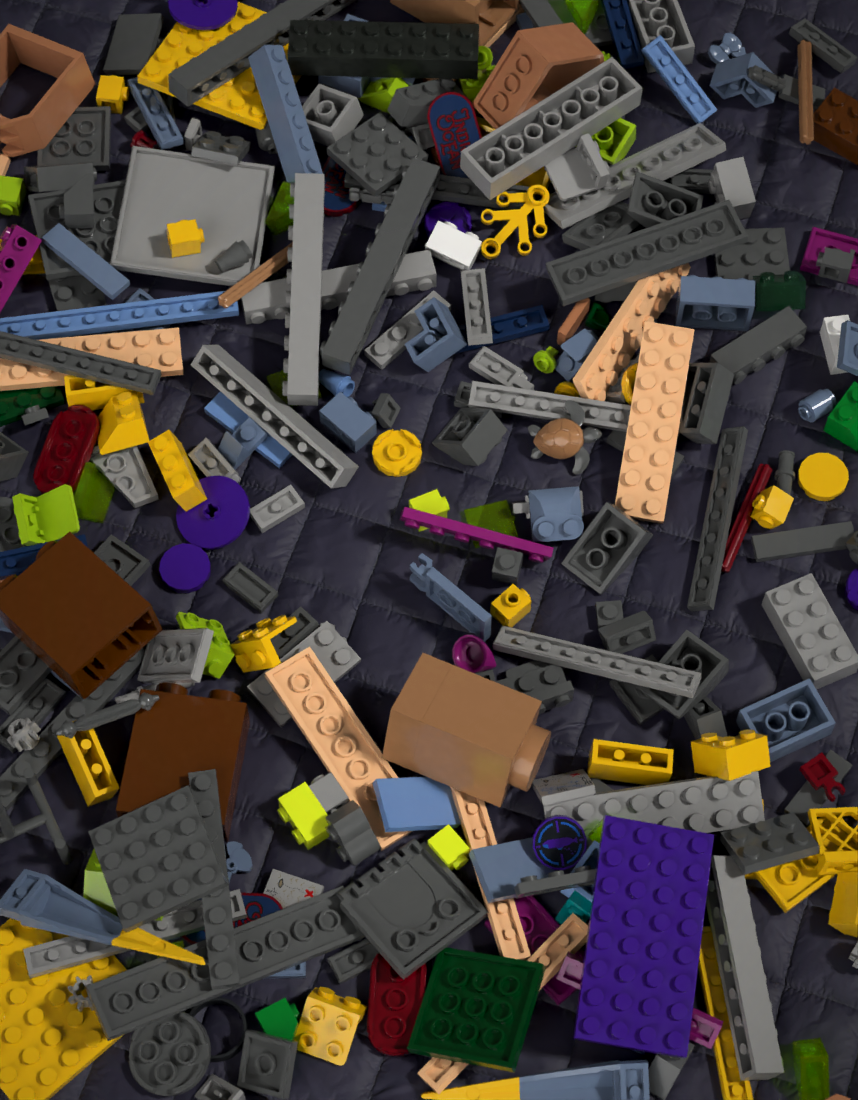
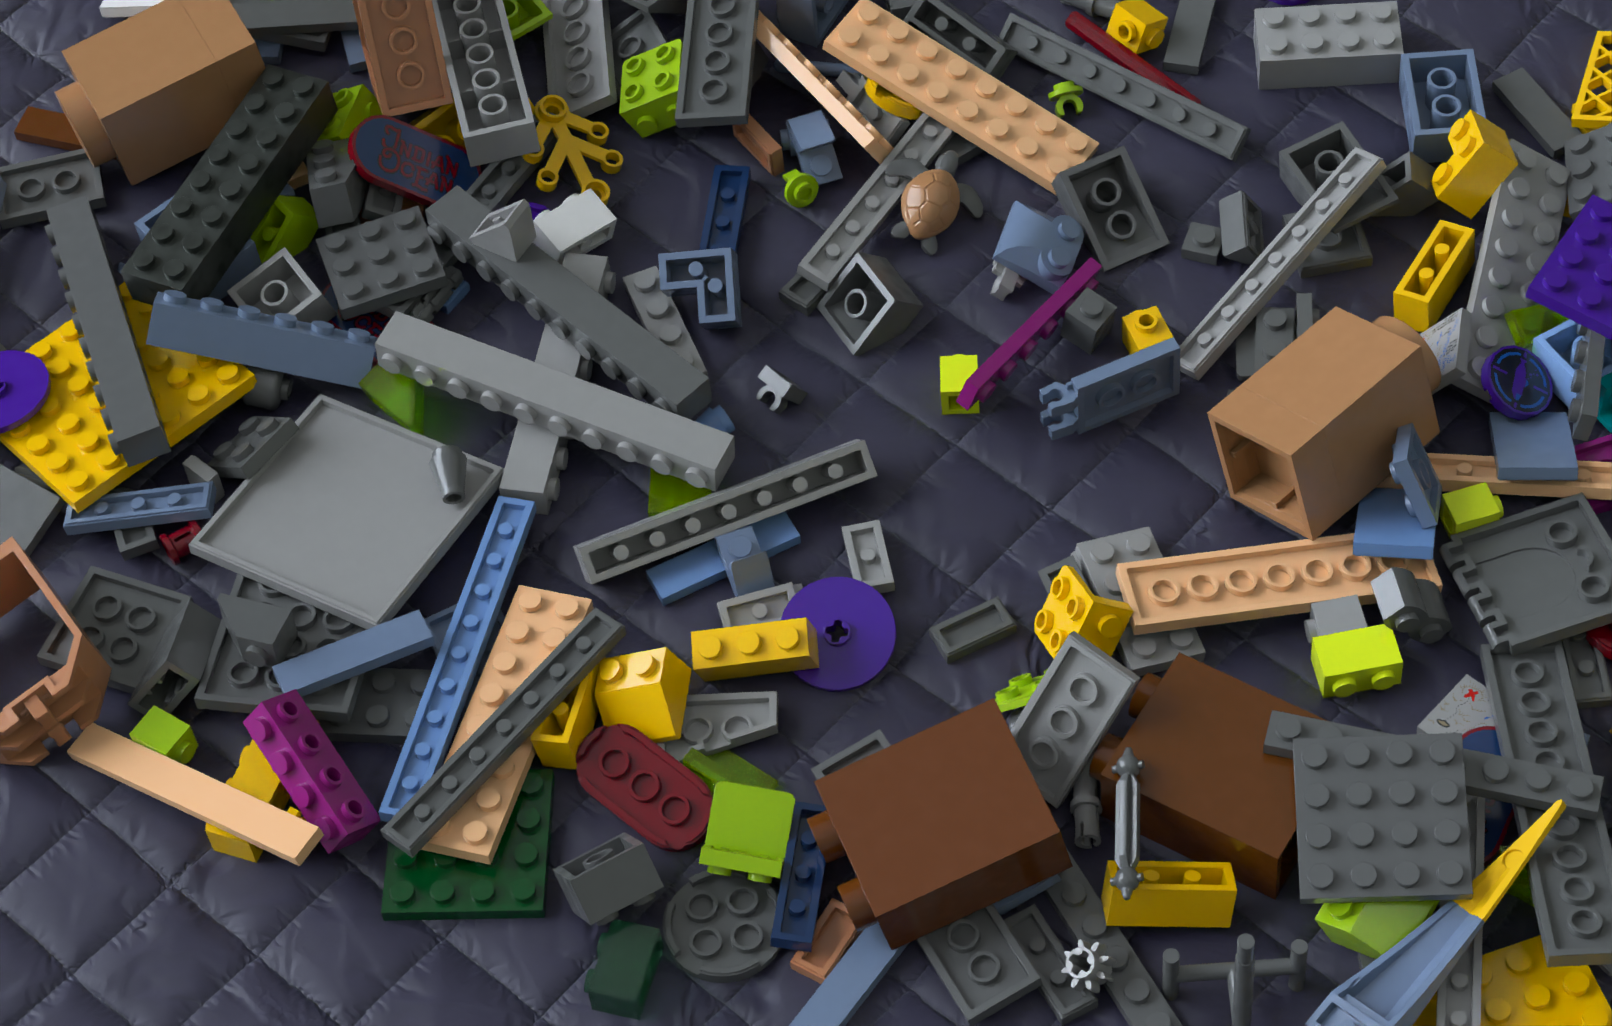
camera: 60 degrees left, 10 degrees down
(34, 414) = (563, 812): dark grey plate -> none
(79, 986) = (1534, 1006): light grey gear -> none
(112, 93) = (67, 557): yellow brick -> none
(184, 238) = (387, 521): yellow brick -> none
(185, 568) = (904, 699): dark purple tile -> none
(254, 278) = (494, 452): medium nougat axle -> none
(348, 421) = (777, 433): sand blue brick -> none
(397, 452) = (848, 398): yellow tile -> none
(407, 207) = (506, 231): none -> light grey slope
(442, 800) = (1416, 474): none -> sand blue plate
(472, 654) = (1193, 398): magenta piece -> none
(476, 307) = (681, 230): light grey plate -> none
(493, 517) = (999, 321): clear neon green piece -> none
(499, 370) = (786, 243): light grey hinge -> none
(566, 388) = (855, 179): yellow plate -> none
(578, 170) = (547, 44): light grey bracket -> none
(578, 238) = (651, 88): none -> lime bracket
(597, 318) = (769, 118): dark green tile -> none
(696, 487) = (1066, 93): none -> lime plate
(821, 774) = (1529, 95): dark red plate -> none

